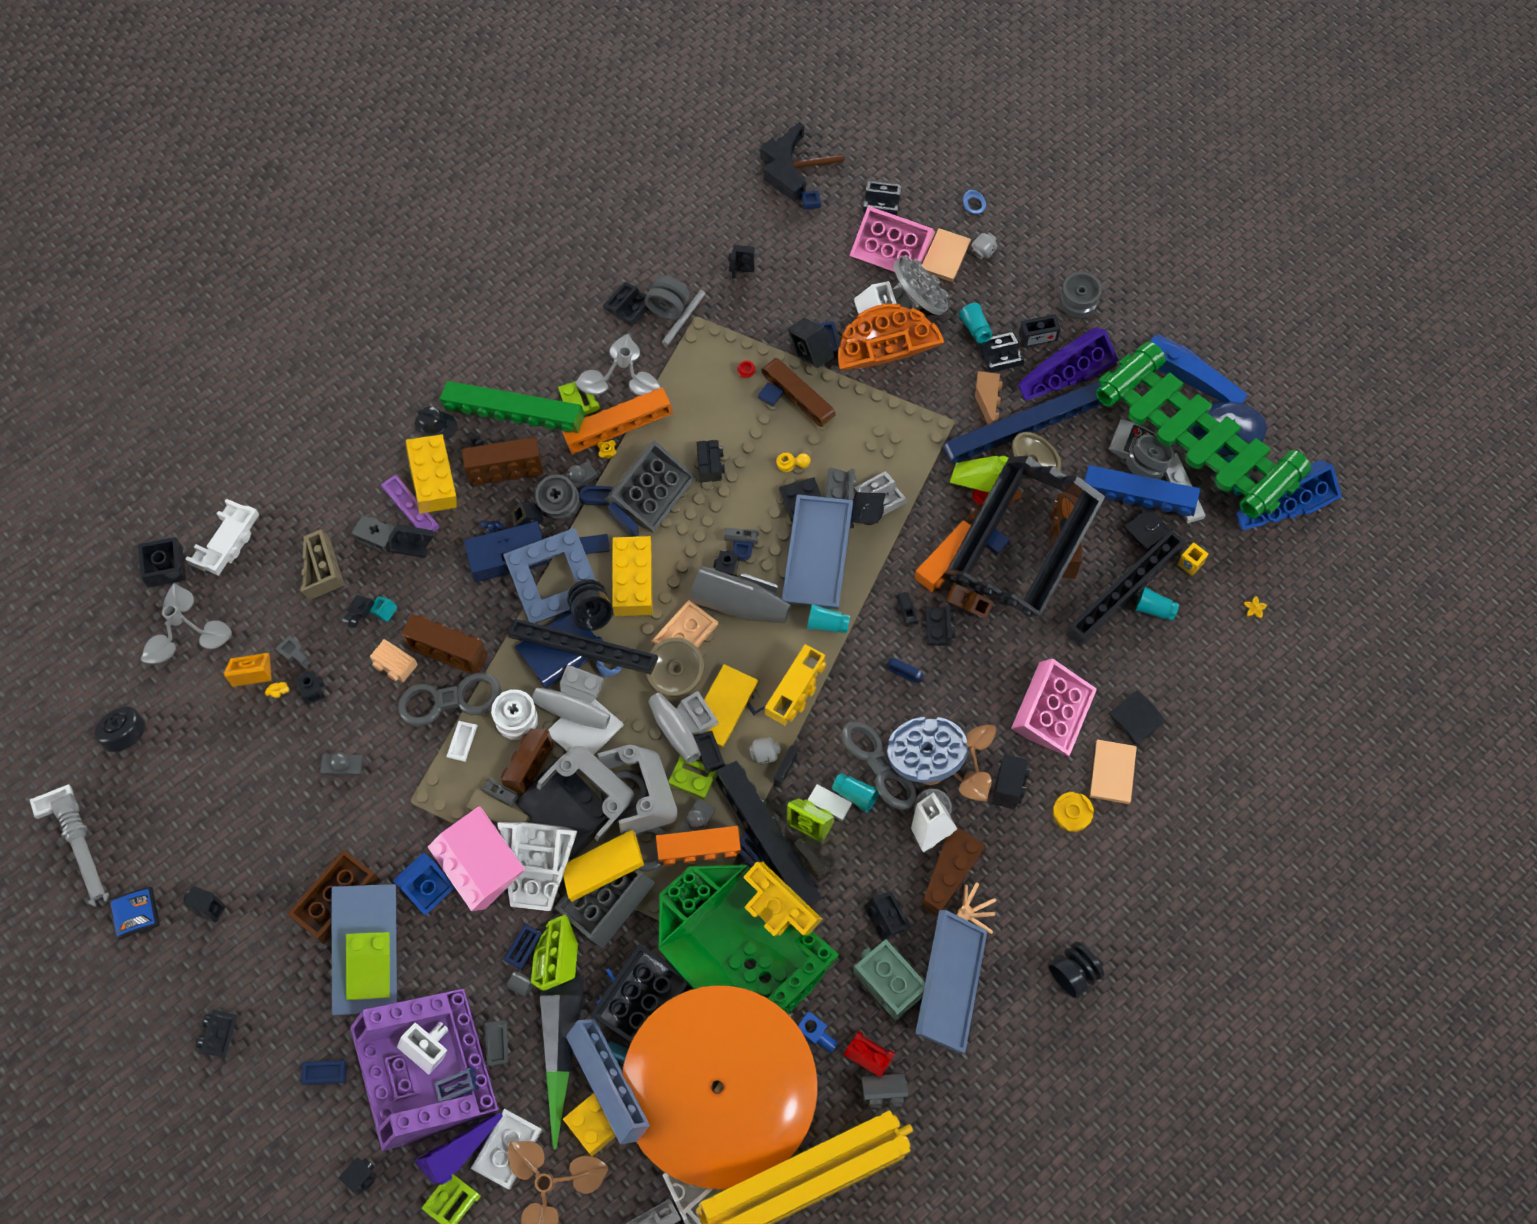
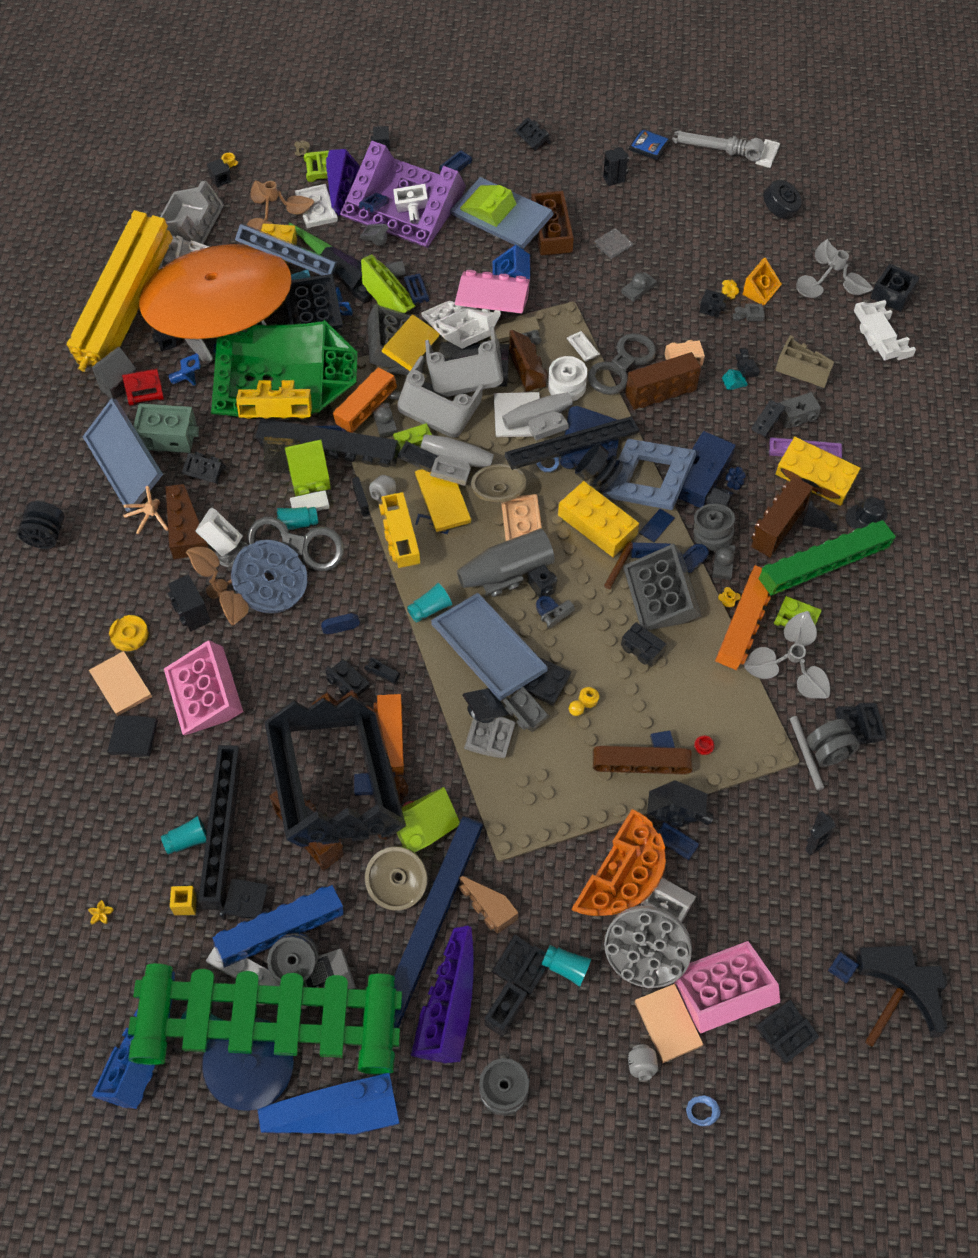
camera: 135 degrees right, 5 degrees down
(303, 834) = (613, 243): none -> clear piece
(665, 531) = (618, 566): none -> reddish brown bar

